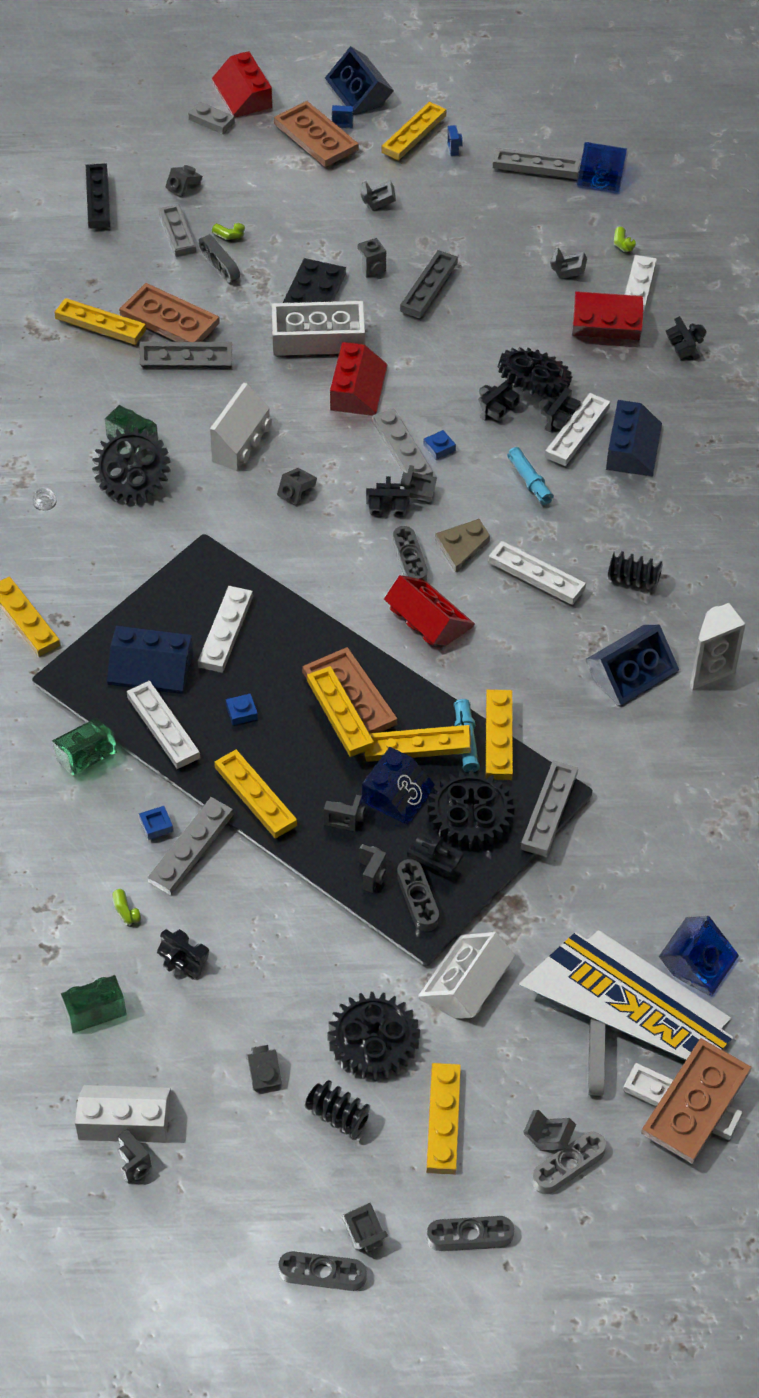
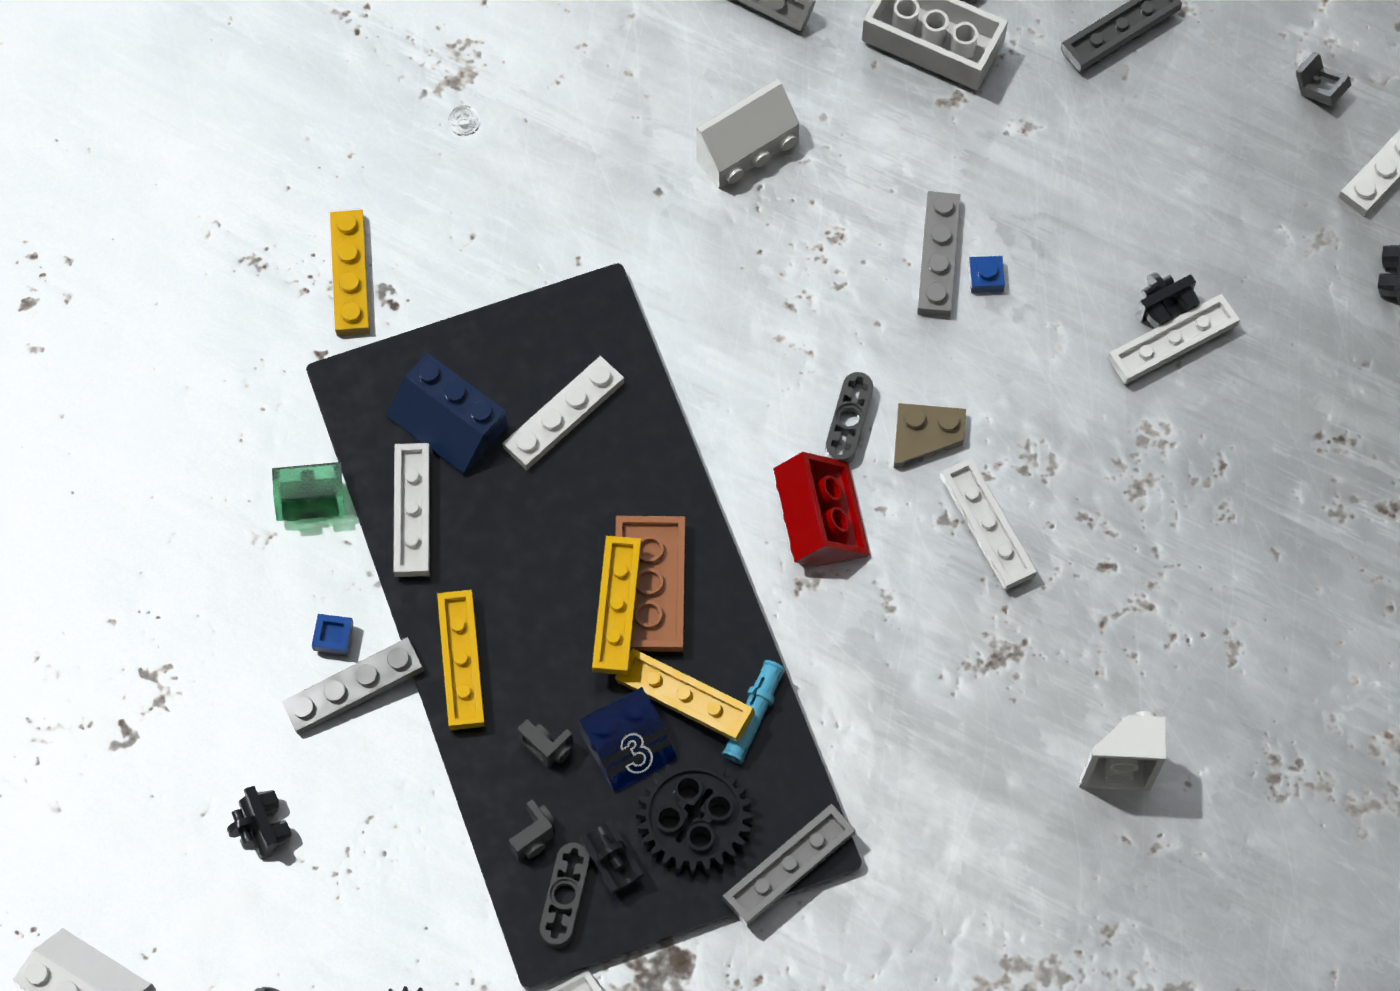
camera: 30 degrees right, 15 degrees up
(93, 1003) = (125, 833): clear green brick -> none
(122, 908) = (230, 727): lime arm -> none
(123, 417) = (619, 72): clear green brick -> none
(151, 471) = (603, 147): black gear -> none
(241, 709) = (515, 534): blue plate -> none
(294, 483) = (772, 245): dark grey bracket -> none
(357, 380) = (939, 130): red slope -> none
(387, 494) = (882, 332): black hips -> none
(420, 485) = (918, 323): dark grey bracket -> none
(495, 398) = (1095, 241): black hips -> none
(499, 734) = (795, 729): yellow plate -> none
(534, 371) = (1168, 229): black gear -> none
(534, 482) = (1069, 387): medium azure pin -> none
(607, 315) = (1320, 185): red slope -> none
(633, 439) = (1235, 391): dark blue slope -> none
(633, 663) = (1022, 715): dark blue slope -> none
(634, 570) = (1109, 585): black piece -> none

